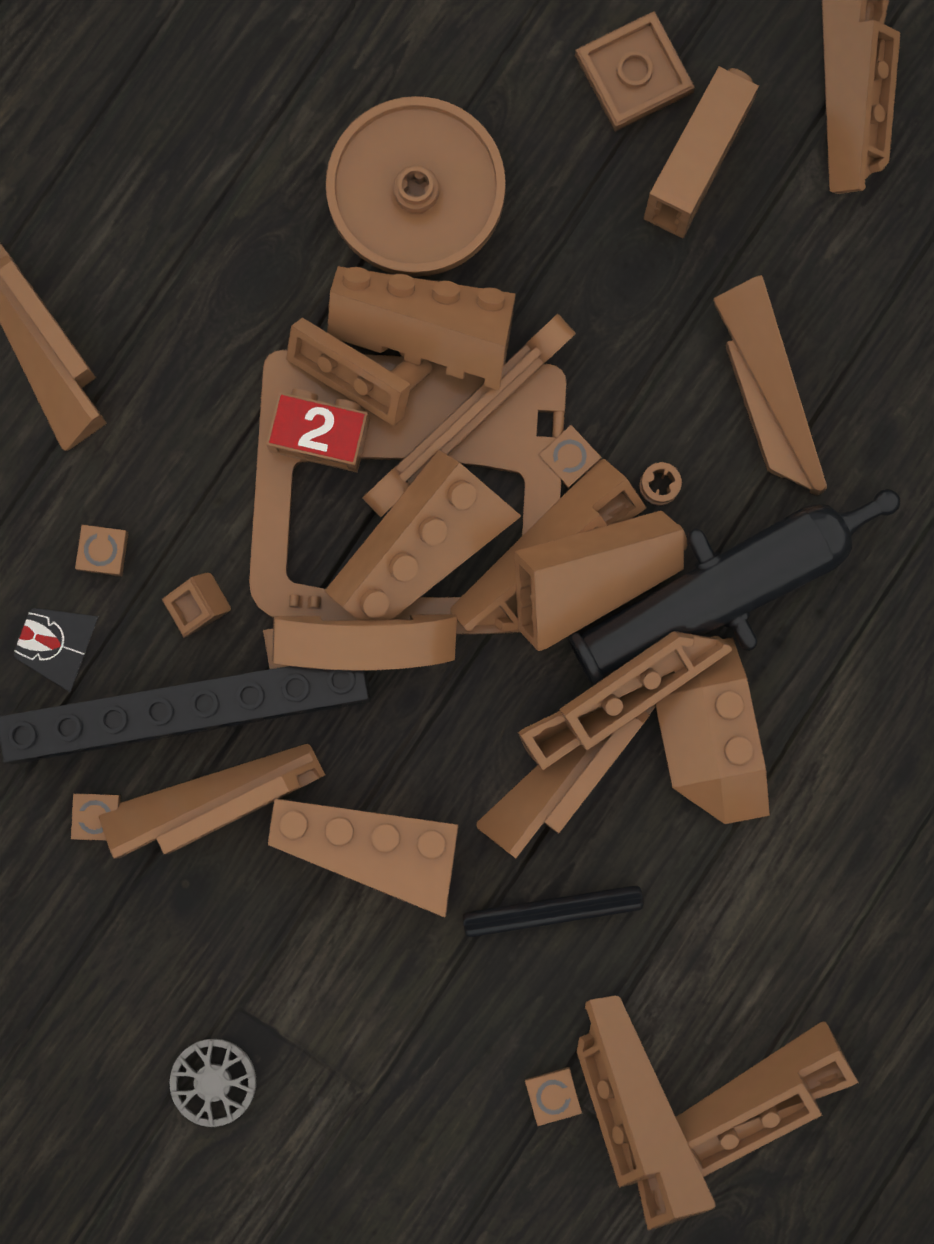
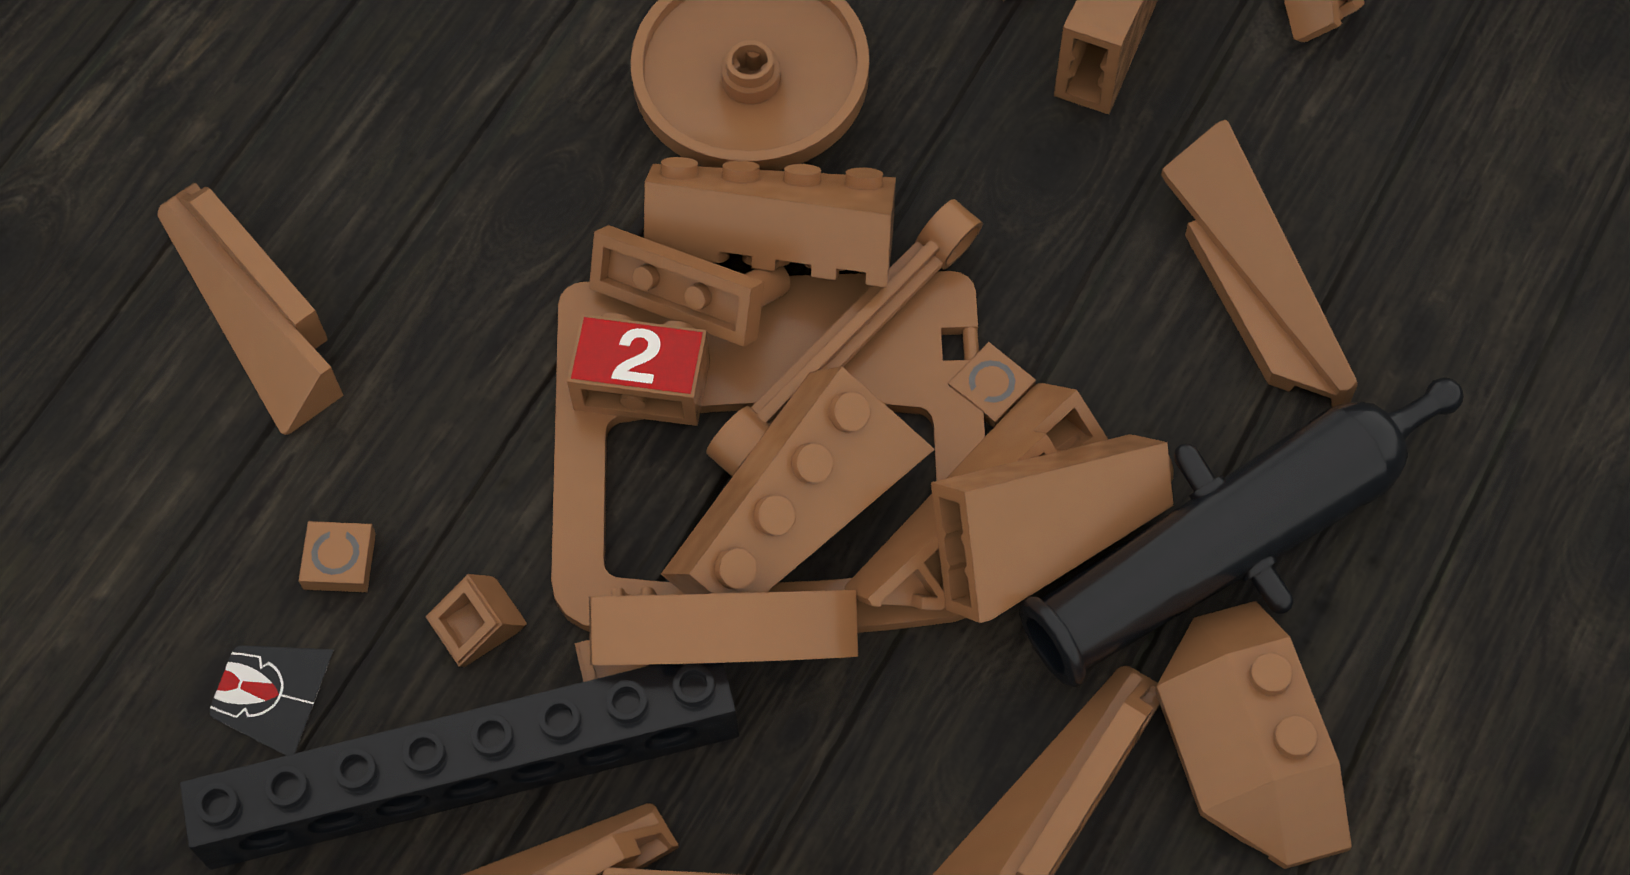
camera: 10 degrees left, 20 degrees down
(622, 696) = (1103, 680): medium nougat wedge -> none
(648, 477) = (1127, 389): medium nougat bush -> none

